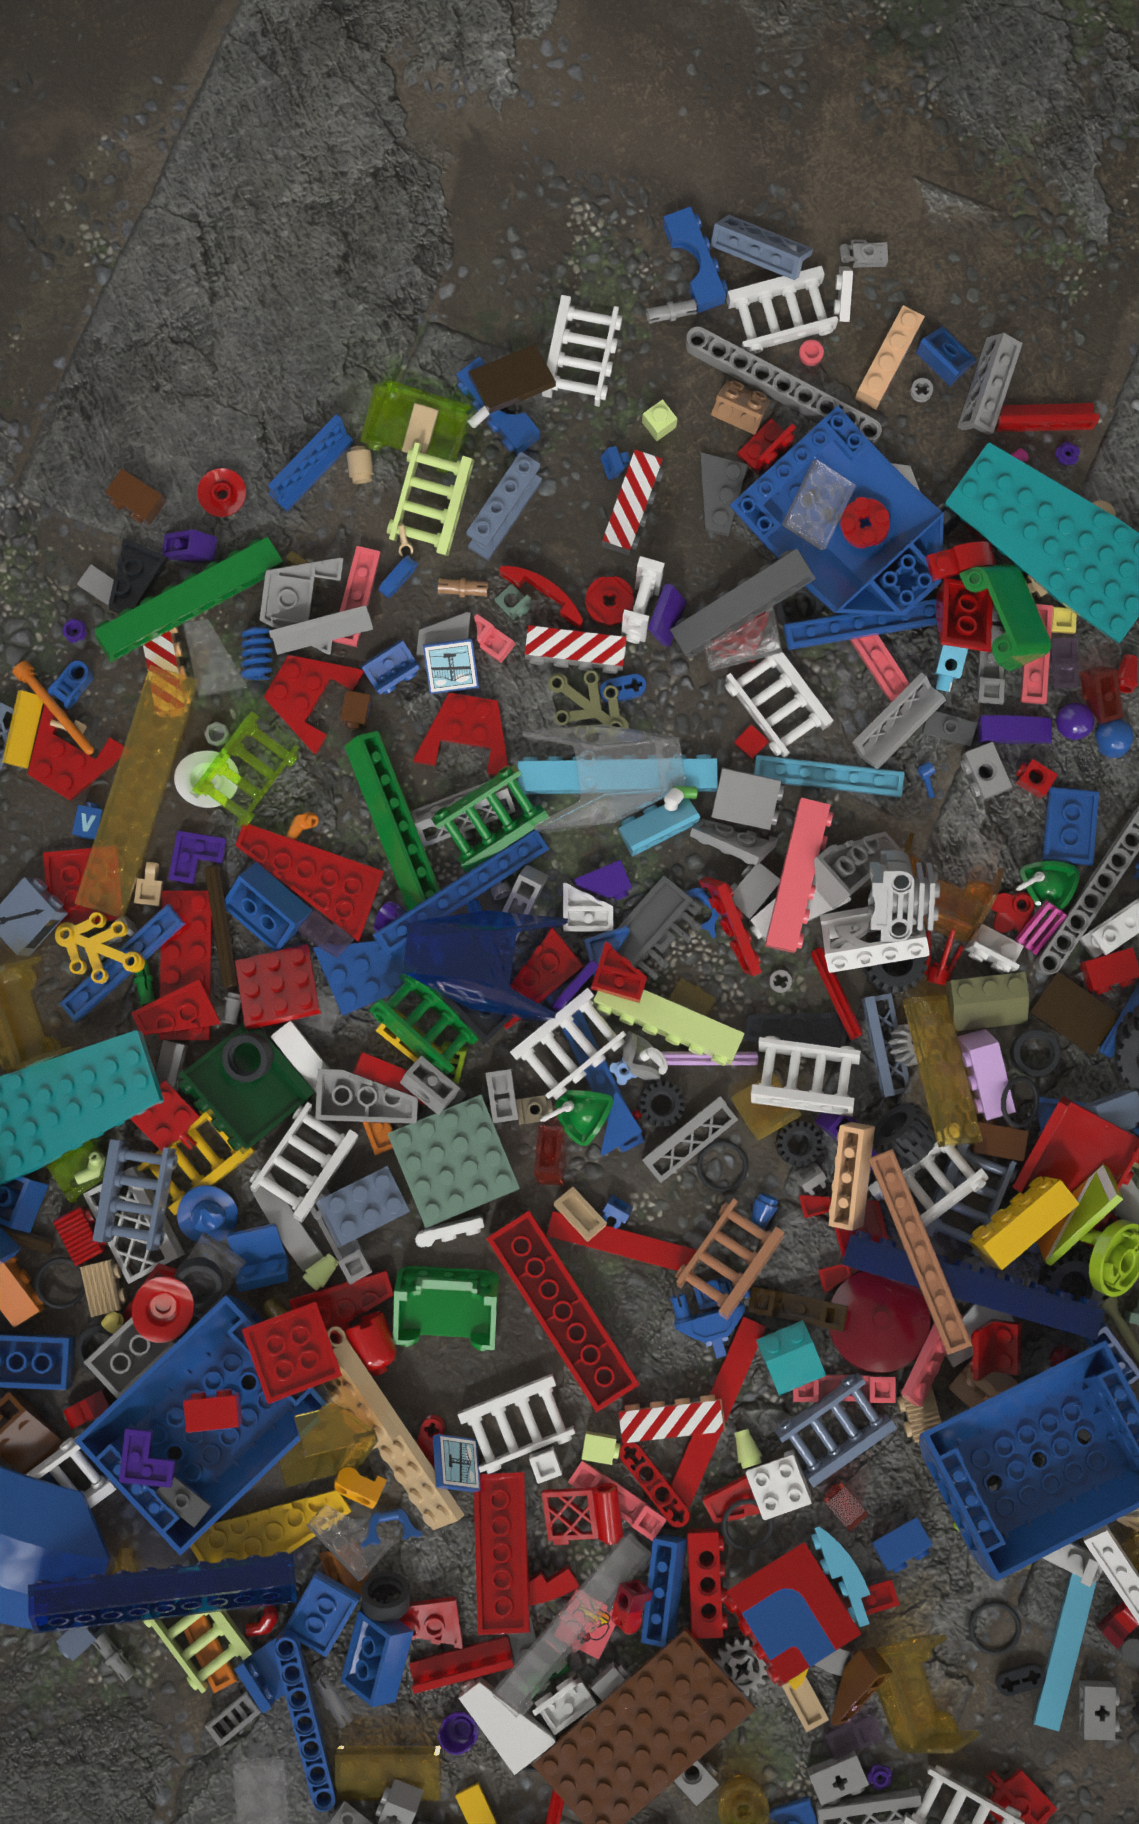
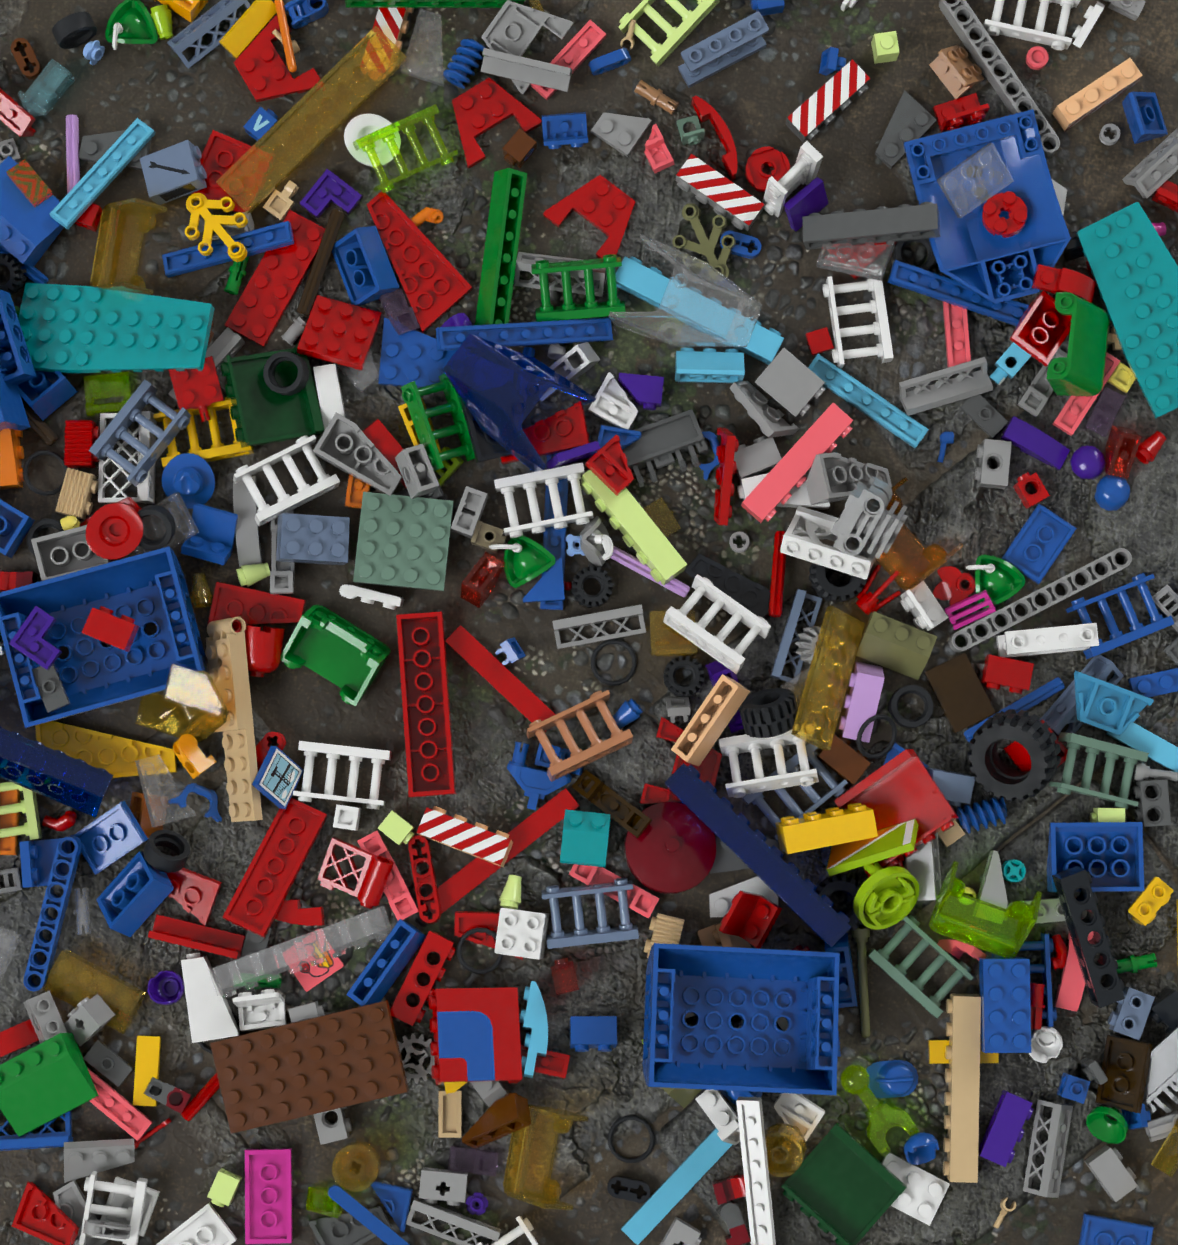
camera: 25 degrees right, 0 degrees up
(93, 1170) = (119, 397): yellowish green arm -> none
(178, 1011) = (252, 309): red wing -> none
(217, 734) = (399, 109): light grey tile -> none
(292, 1352) = (196, 617): red plate -> none
(450, 665) = (613, 153): tile -> none
(580, 1214) = (480, 638): tan tile -> none
(629, 1605) = (352, 960): dark red leg -> none
(677, 794) = (735, 348): white arm -> none
(920, 1252) = (730, 804): nougat tile -> none
(925, 1369) = (697, 896): coral plate -> none

